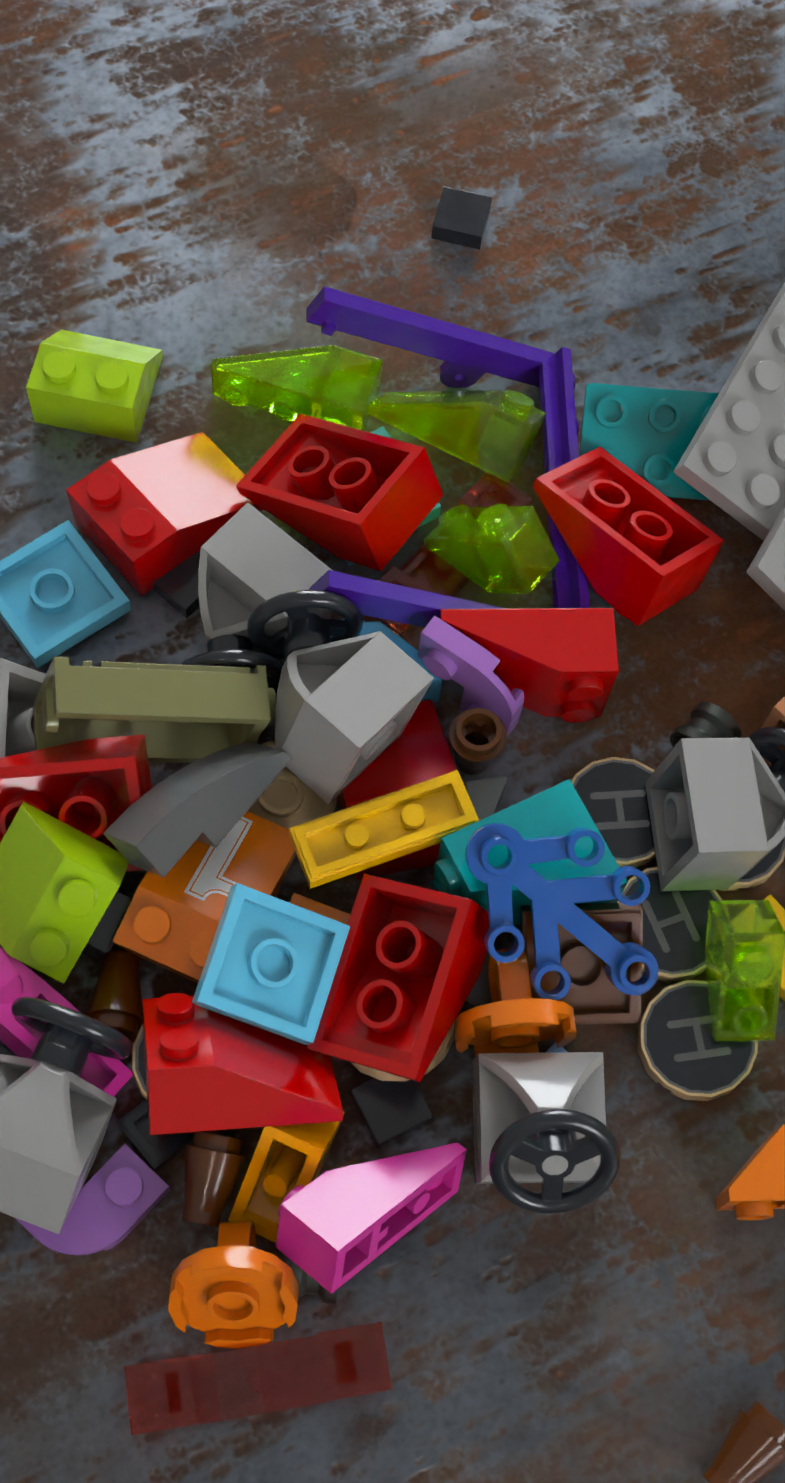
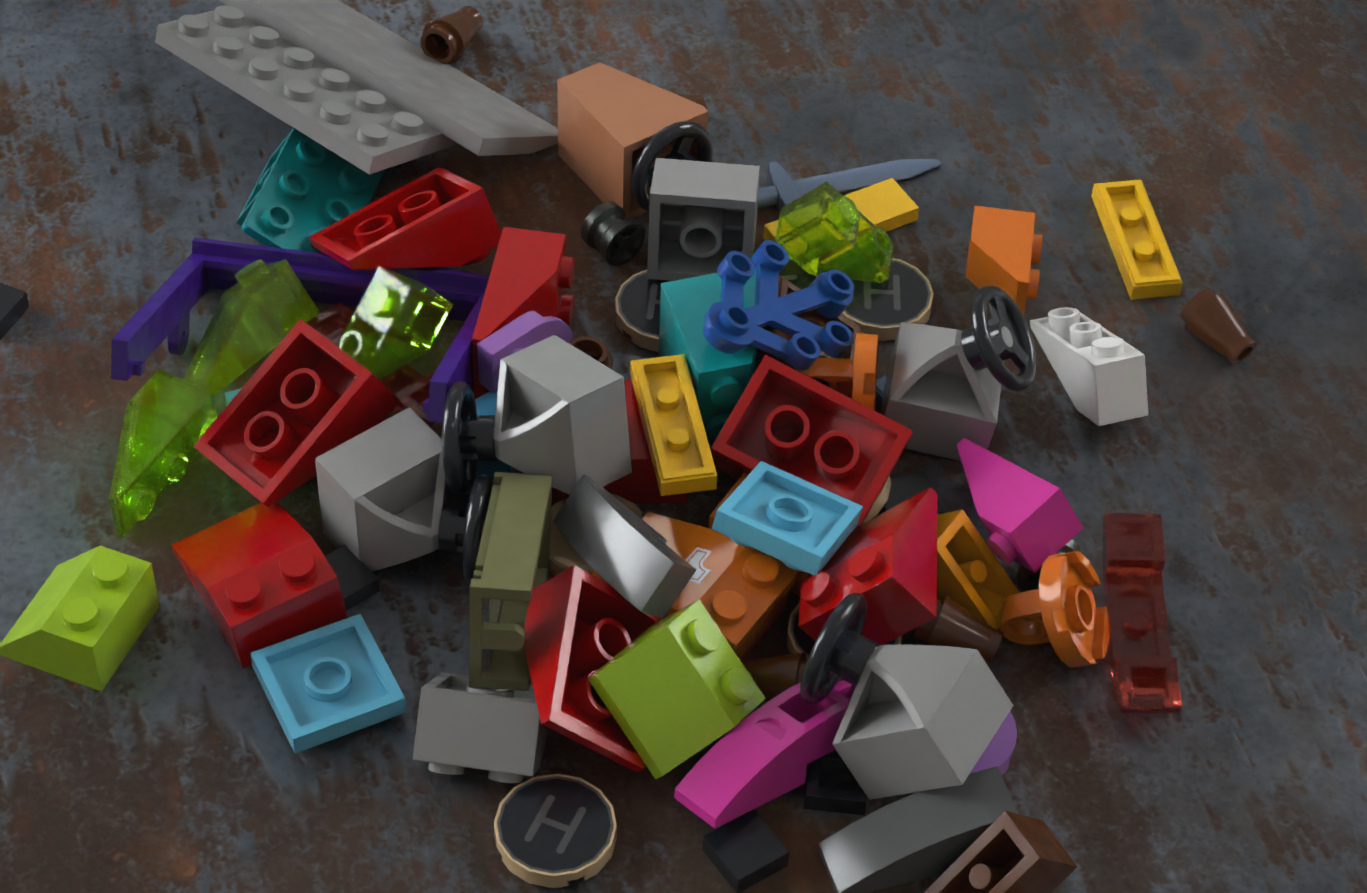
camera: 75 degrees left, 20 degrees down
(642, 1293) = (1094, 366): none -> white slope

